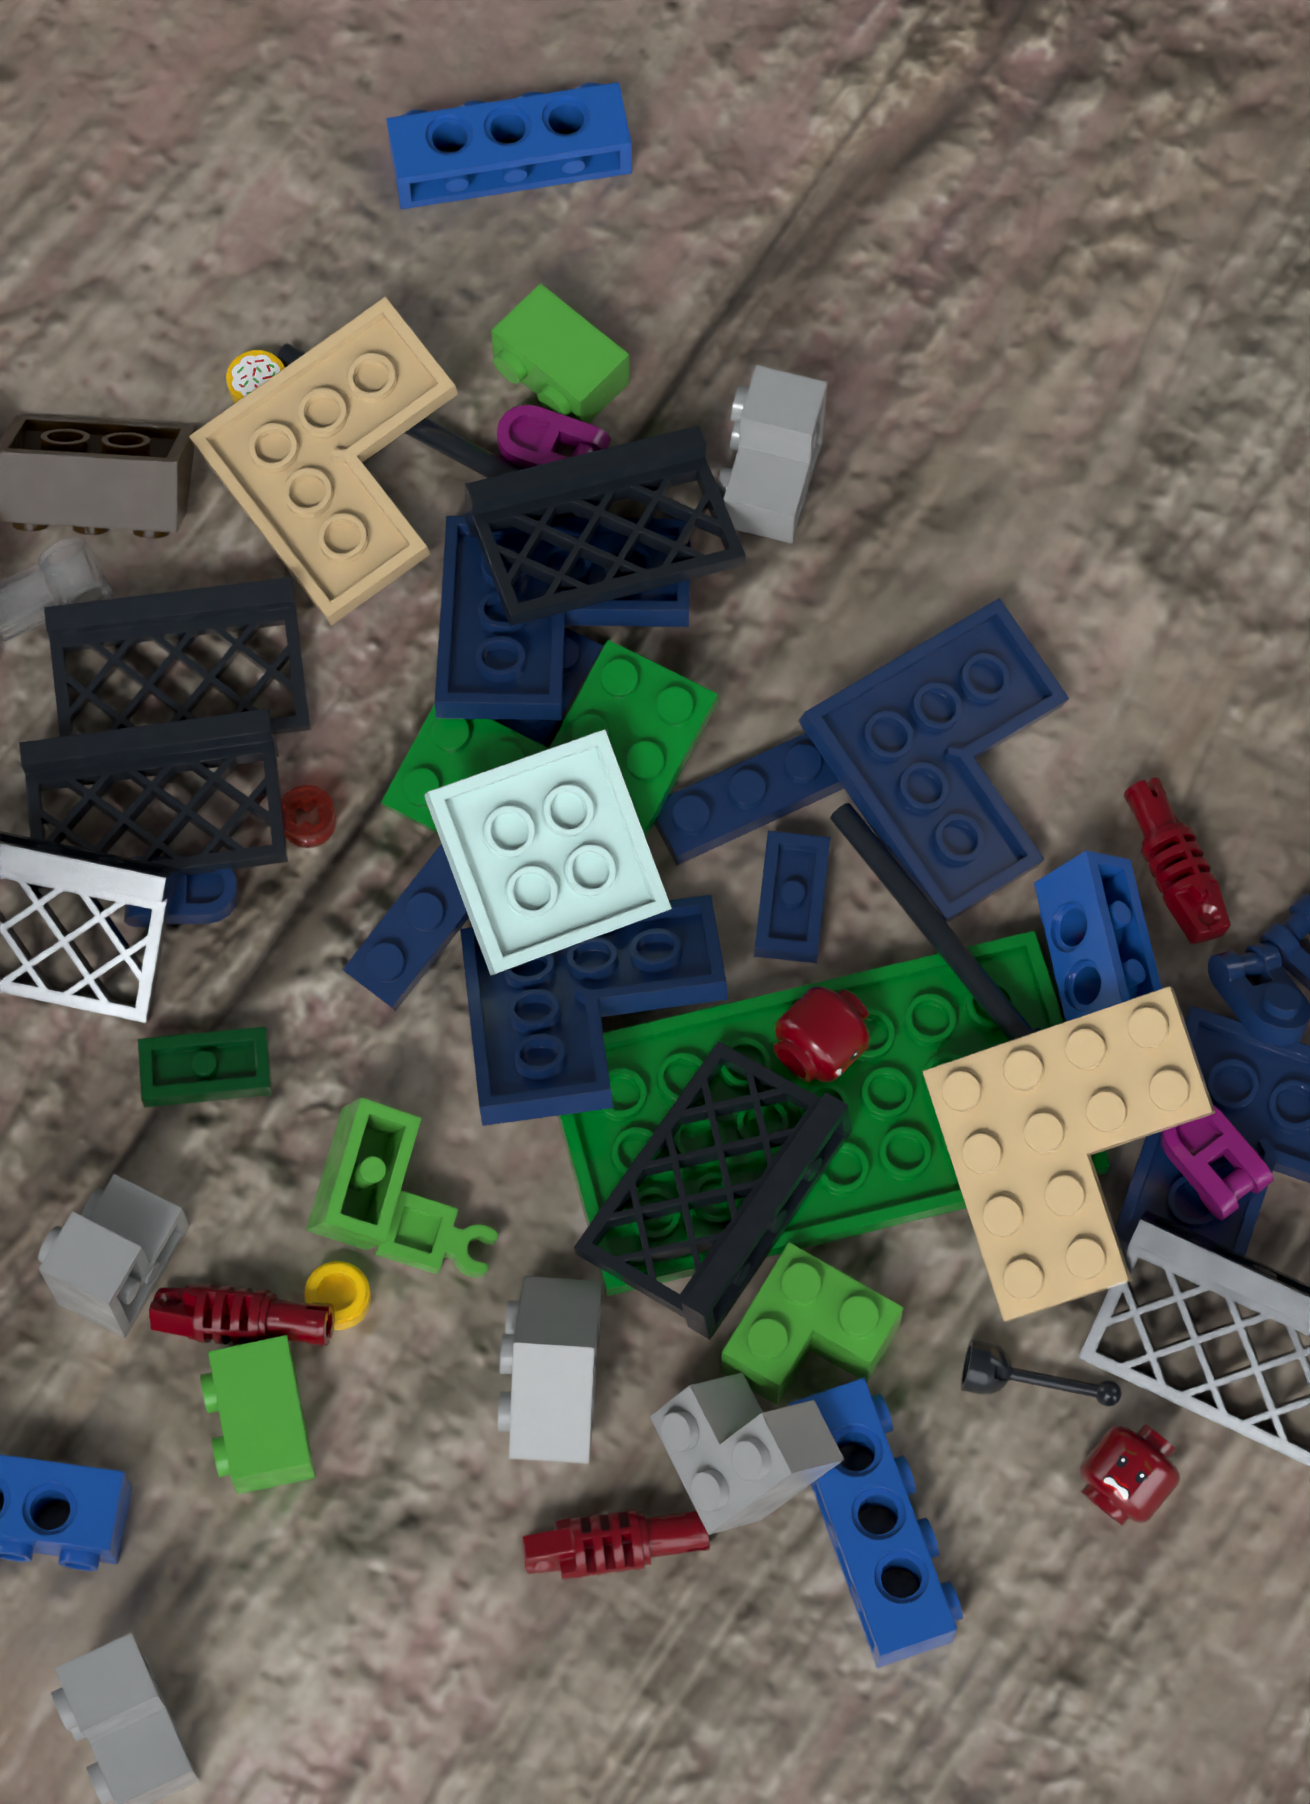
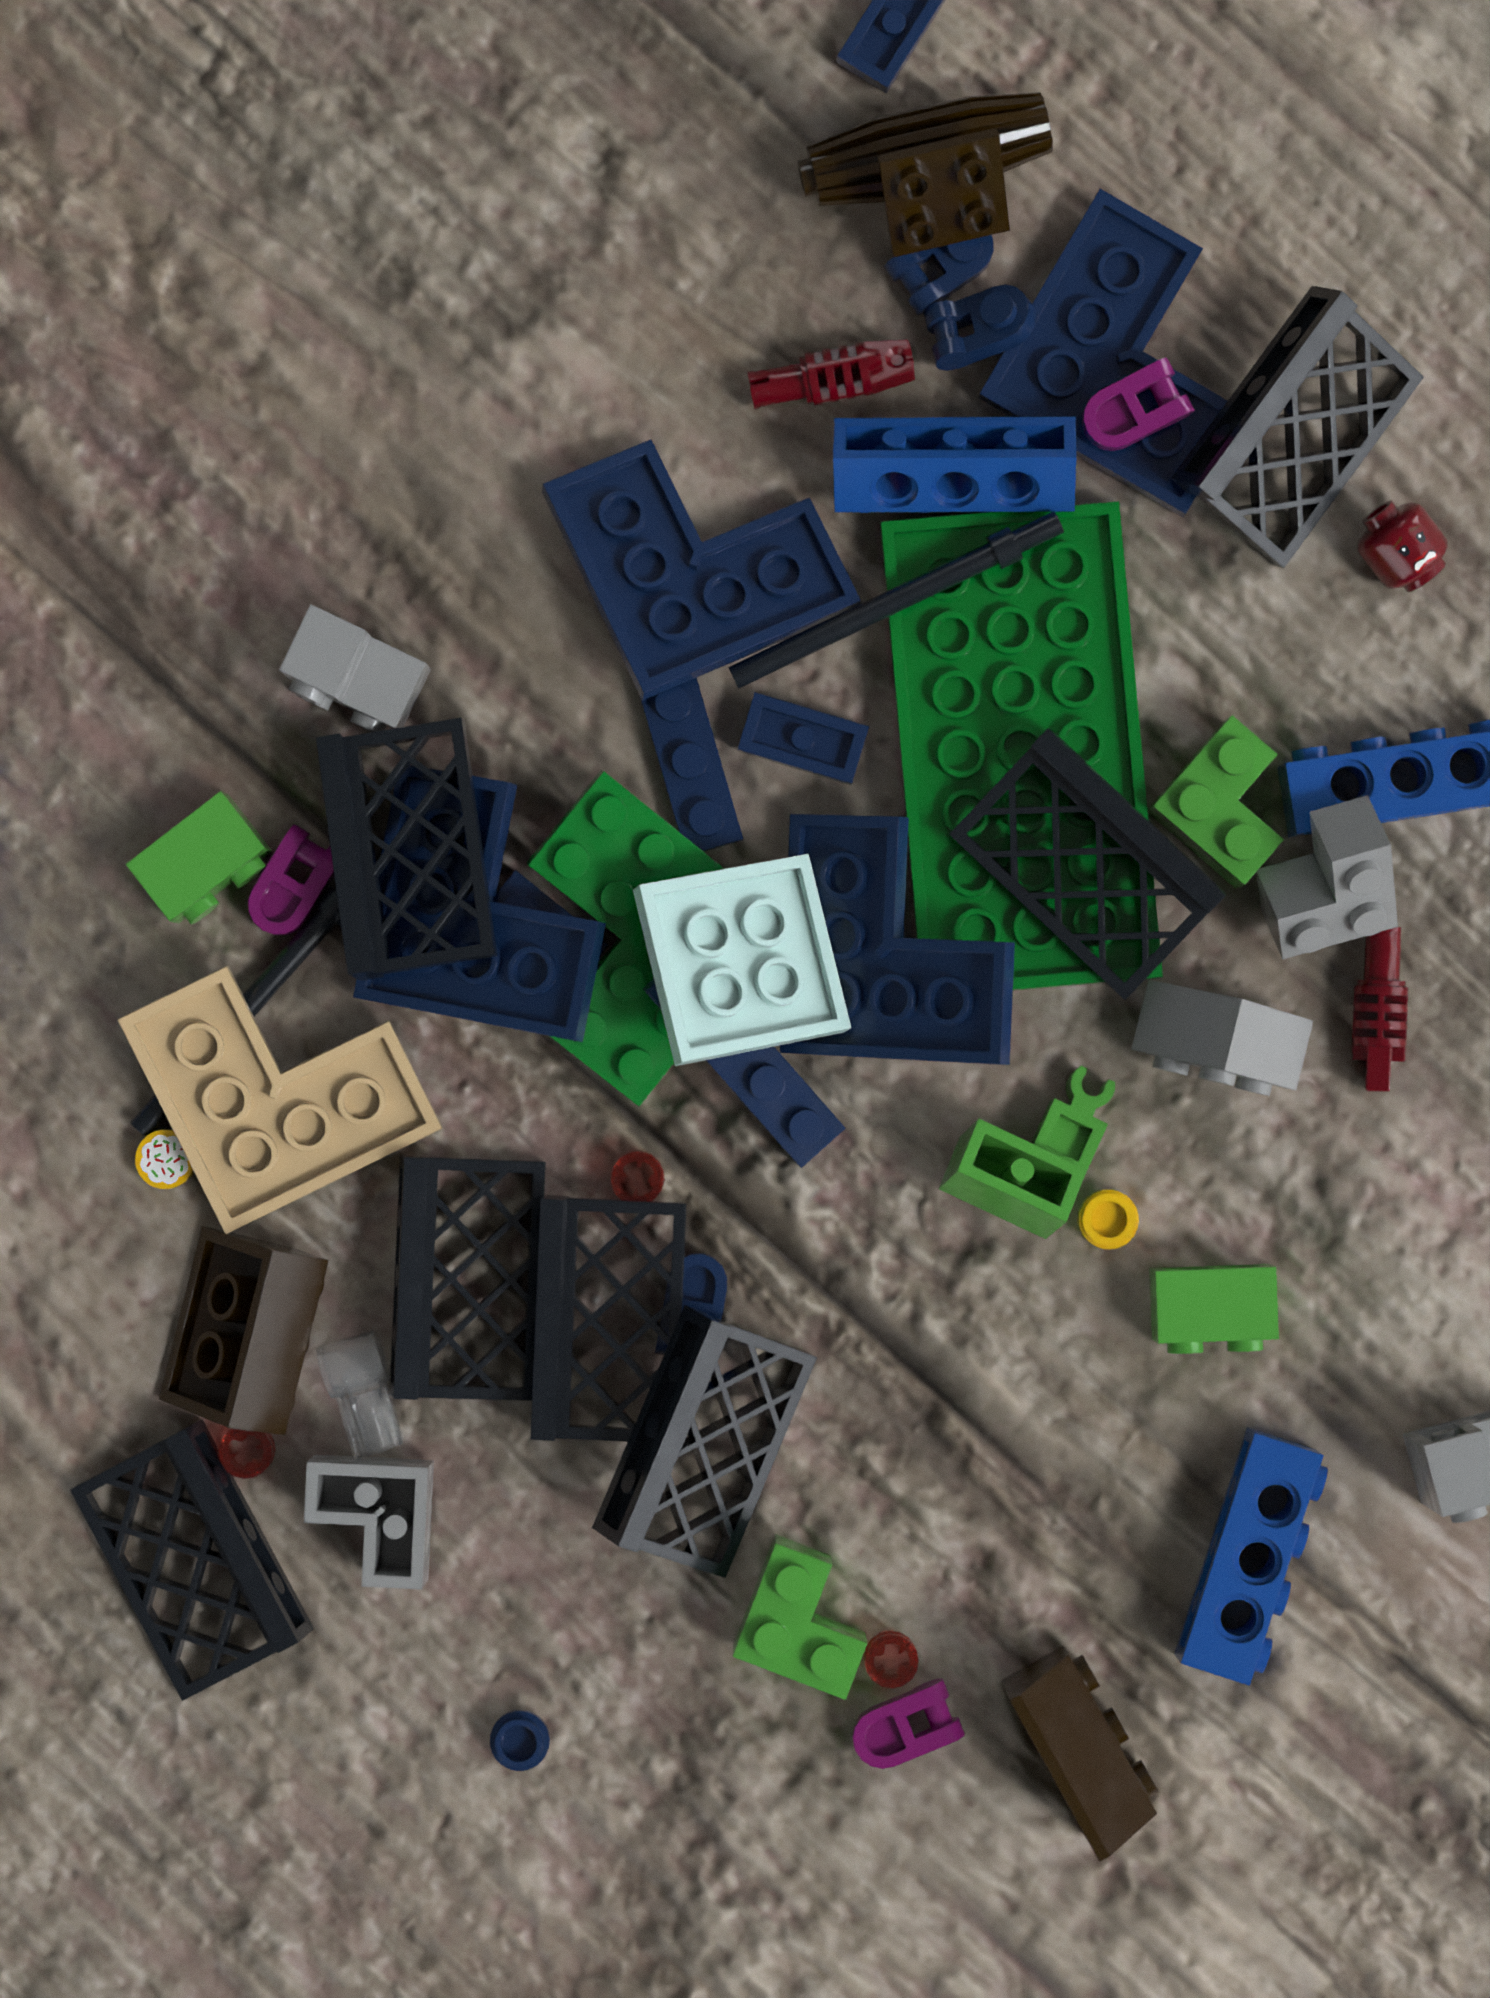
camera: 75 degrees left, 20 degrees up
(112, 1254) = (1046, 1413): light grey brick -> none
(204, 1067) = (873, 1308): dark green plate -> none
(238, 1316) = (1118, 1312): dark red hinge -> none
(822, 1034) = (961, 737): dark red head -> none
(990, 1368) = (1282, 649): black hinge -> none
(1025, 1134) = (1086, 566): tan plate -> none

